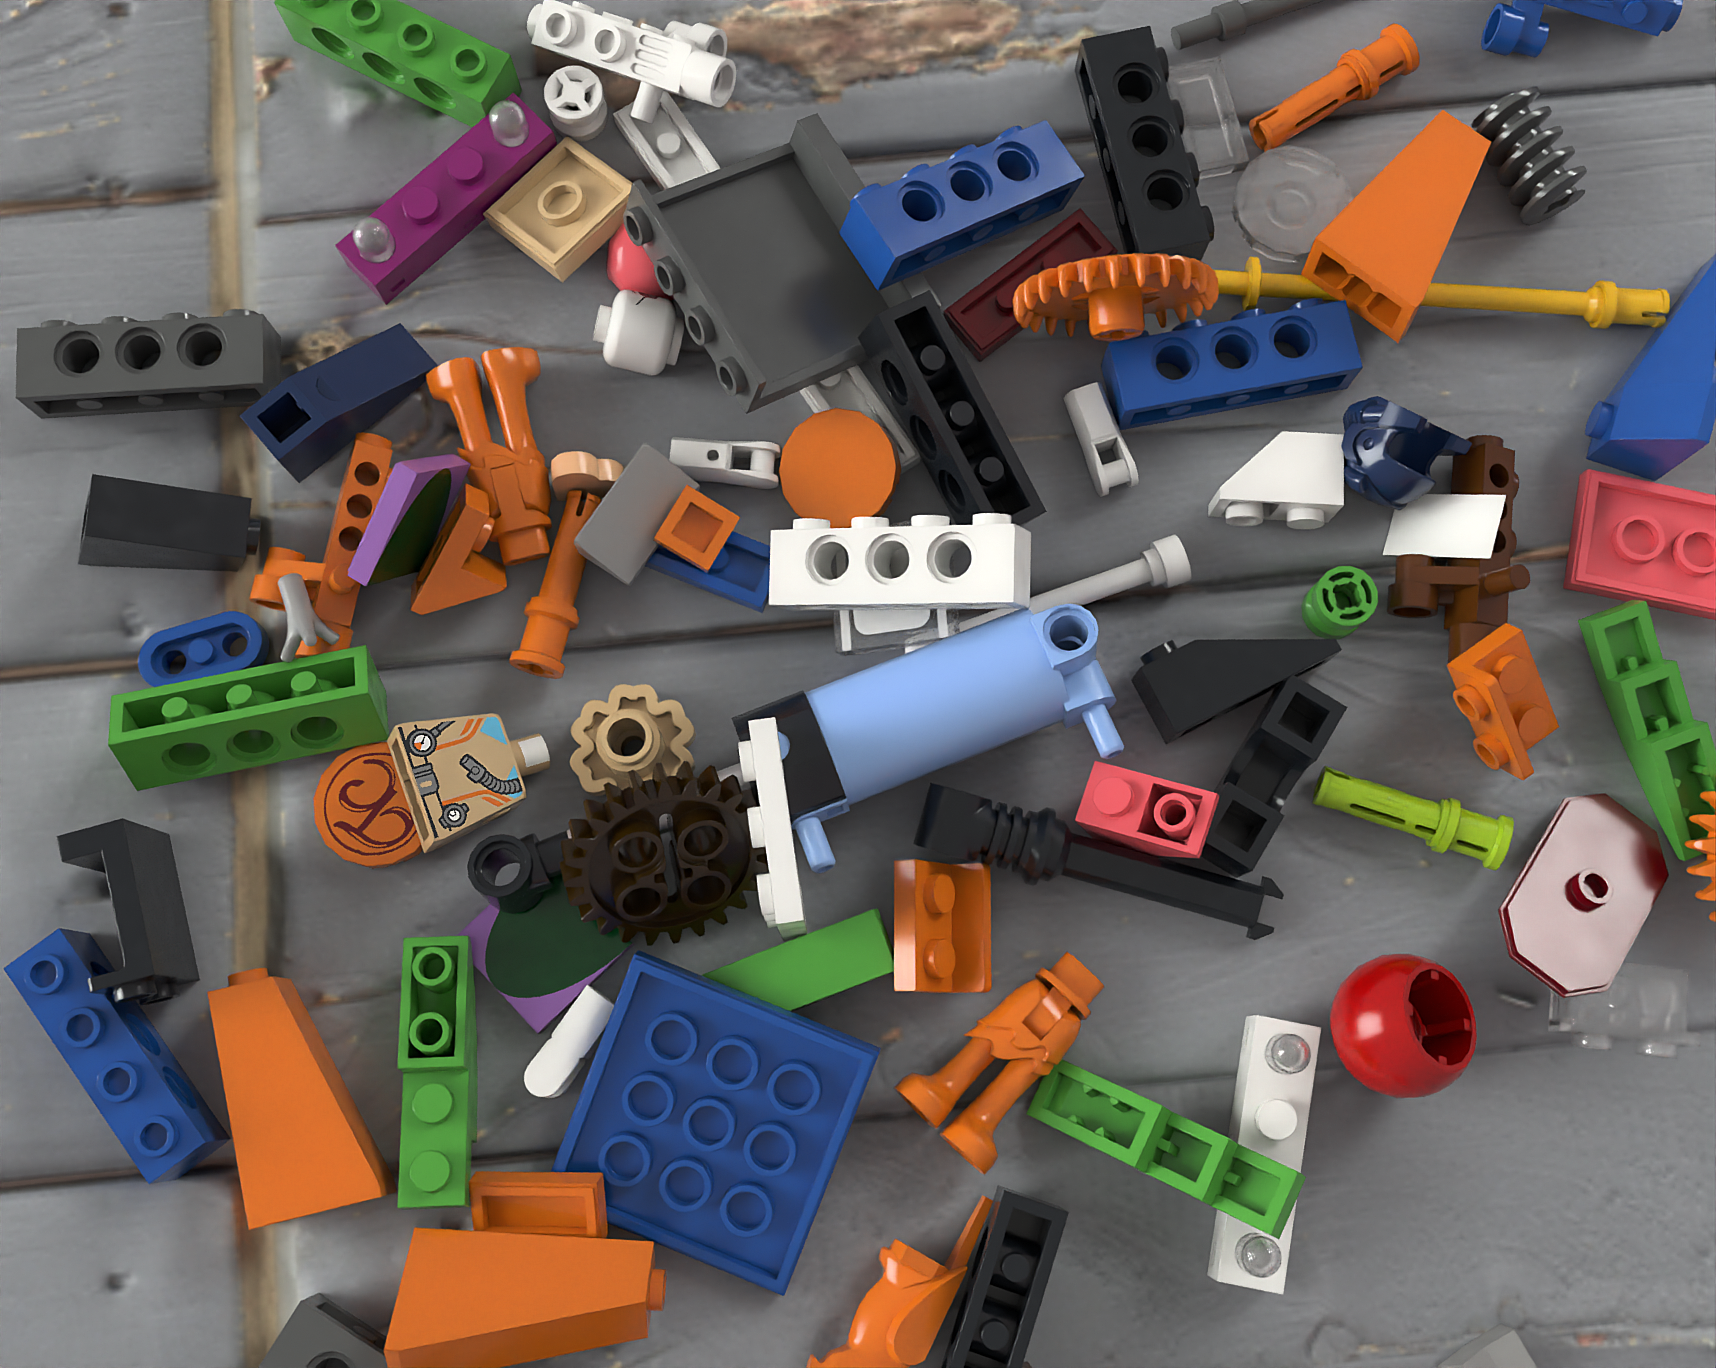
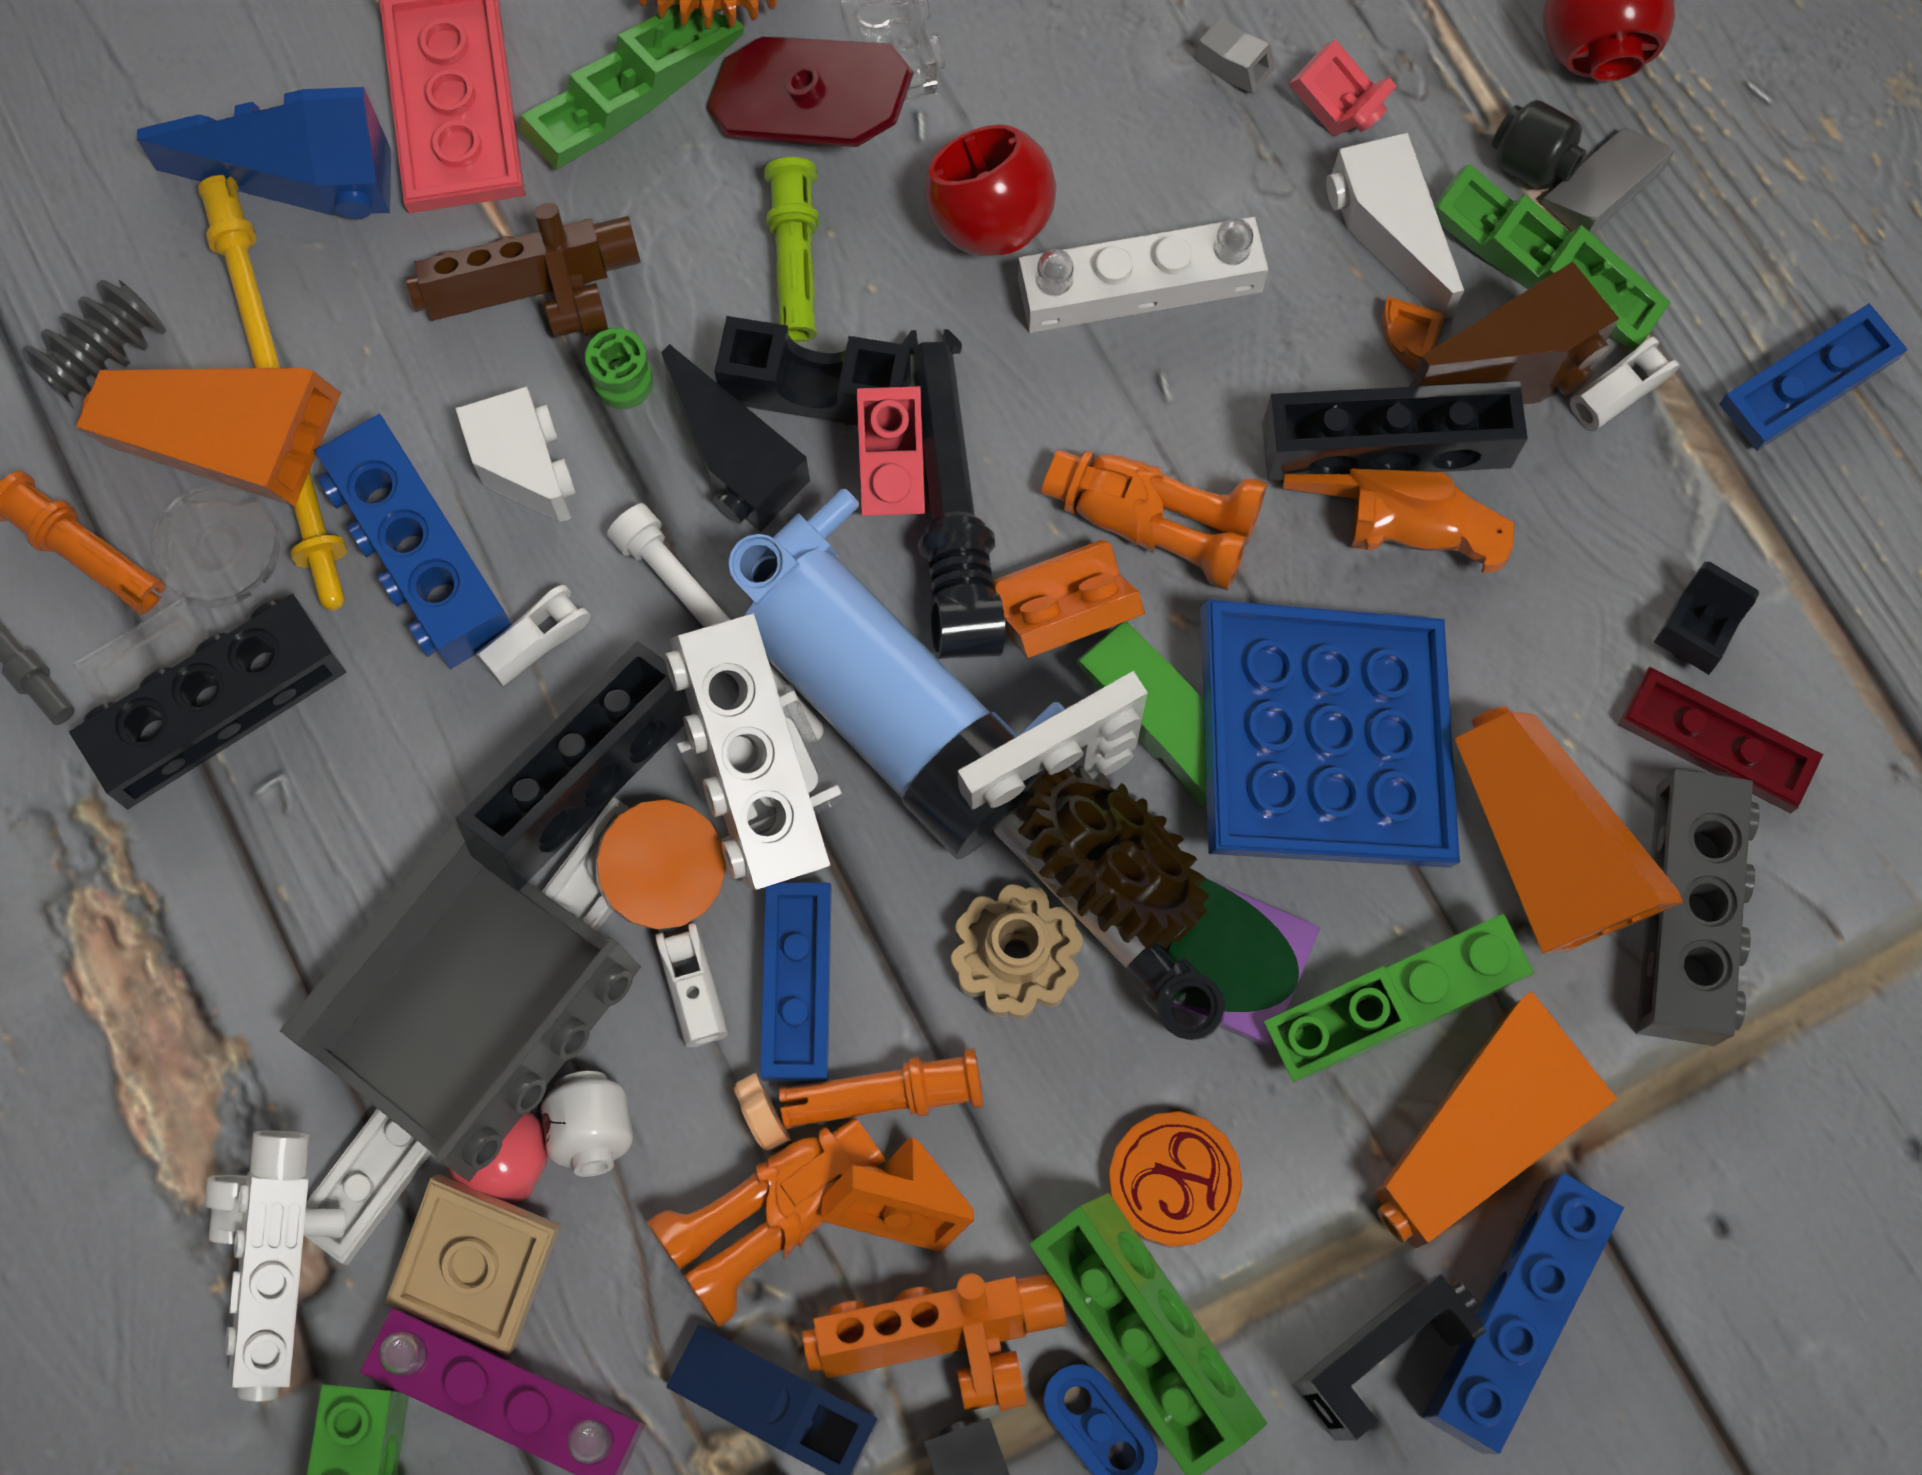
camera: 110 degrees left, 5 degrees down
(301, 617) = (1031, 1318): light grey bar -> none
(407, 518) = (885, 1252): tile -> none
(462, 773) = (1117, 1096): tan torso -> none
(539, 1203) = (1470, 857): orange tile -> none
(571, 1043) = (1314, 891): white bar -> none
(577, 88) = (332, 1301): white wheel -> none
(631, 513) = (787, 1035): light grey slope -> none
(696, 528) = (780, 966): orange plate -> none
(959, 203) = (337, 842): blue brick -> none
(986, 315) = (387, 761): dark red tile -> none
(1115, 293) = (396, 648): orange gear -> none
(1168, 1147) = (1176, 347): bright green slope -> none
(1392, 451) = (456, 366): dark blue helmet -> none
(1446, 526) = (510, 300): white sticker -> none
(1503, 699) = (662, 200): orange bracket -> none

